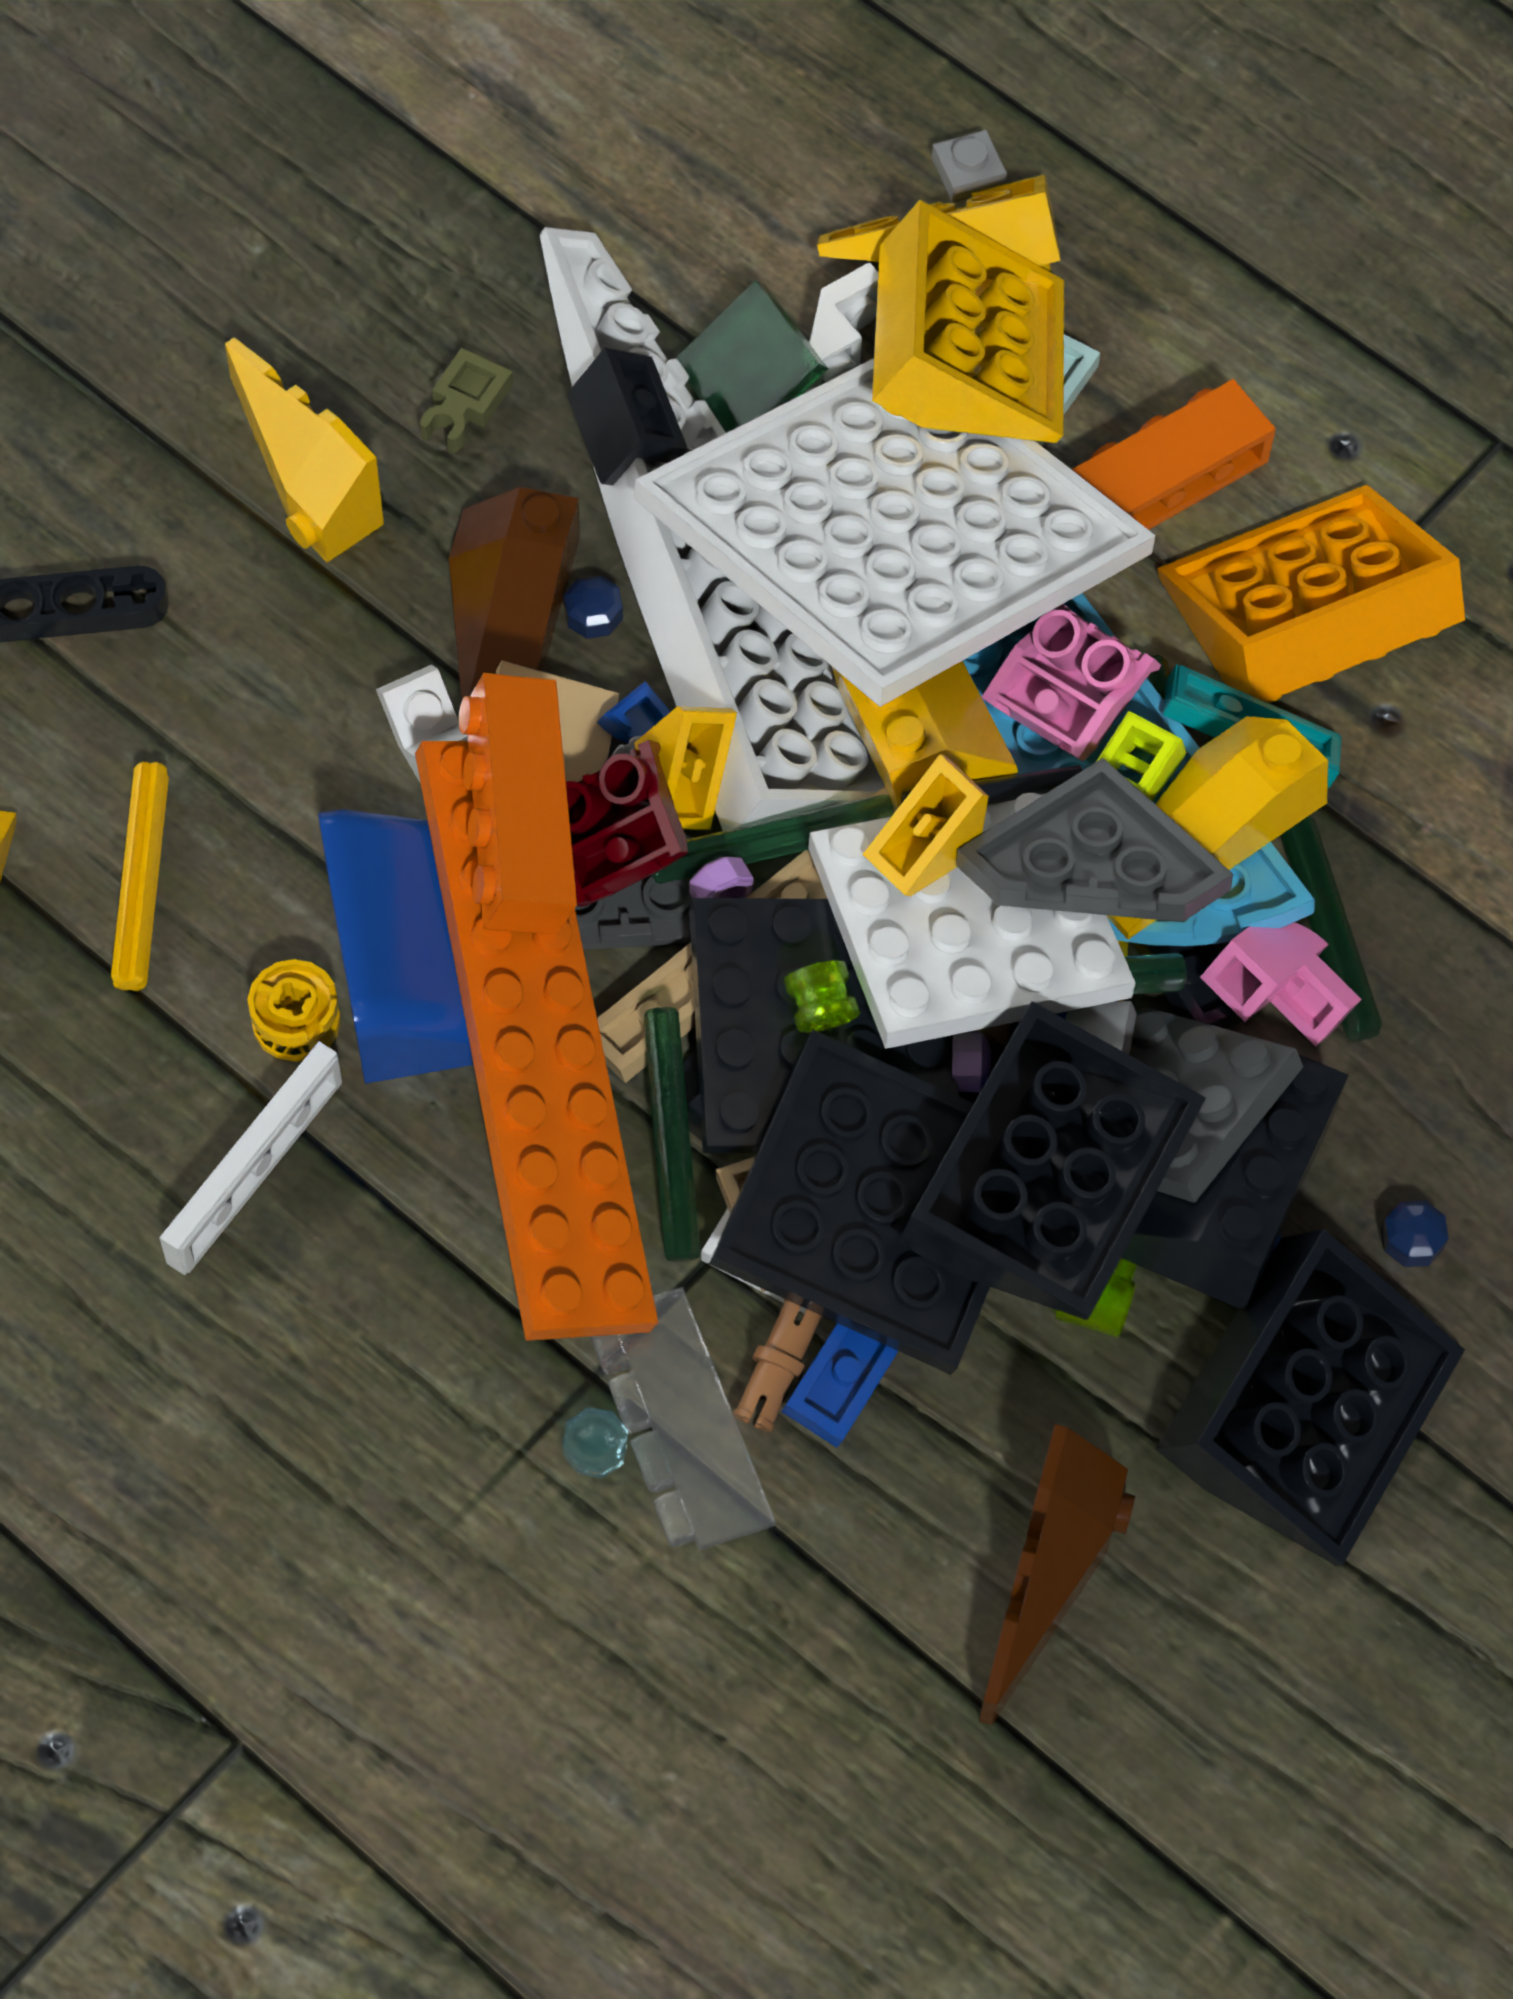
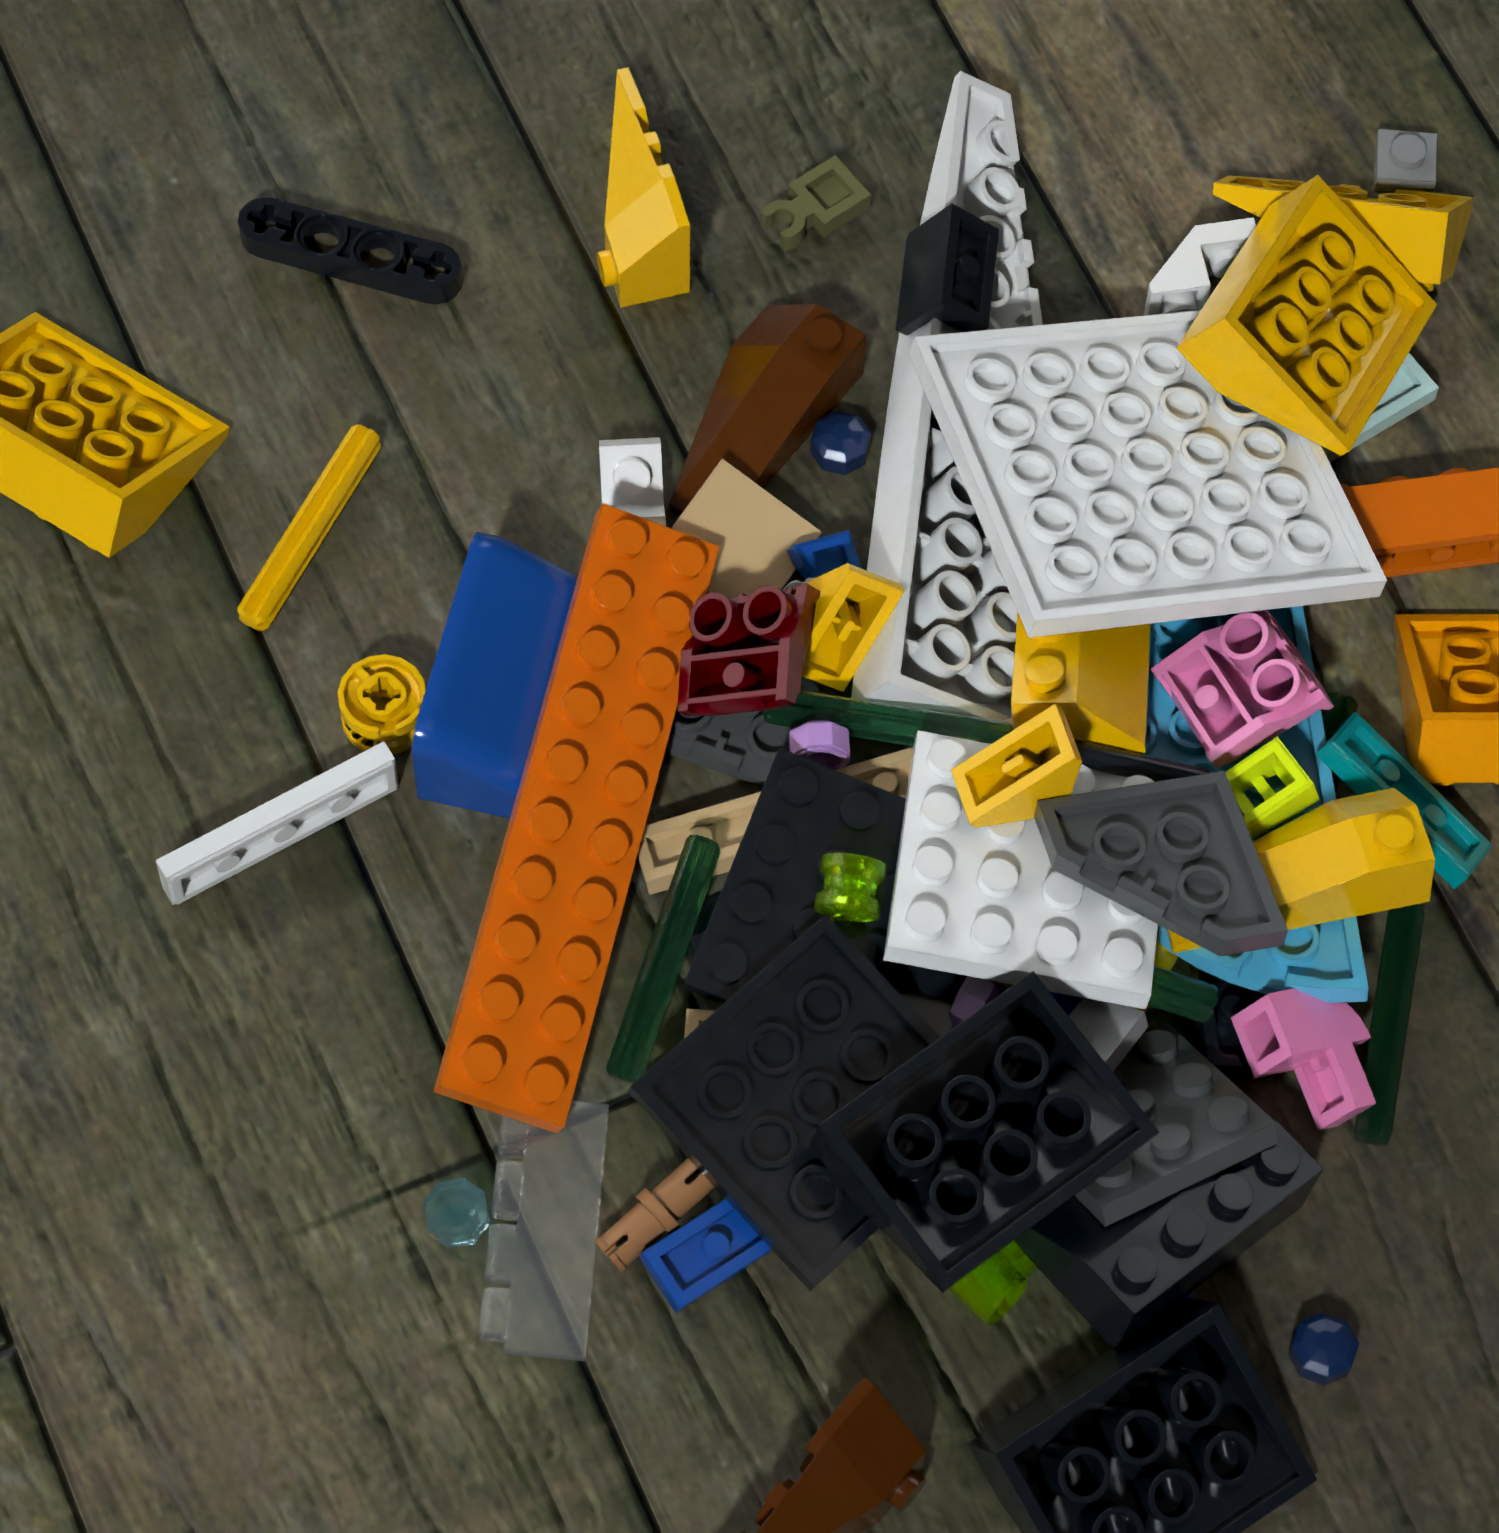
camera: 25 degrees right, 0 degrees up
(518, 804) = (659, 595): orange brick -> none
(750, 359) = (1097, 266): clear green tile -> none

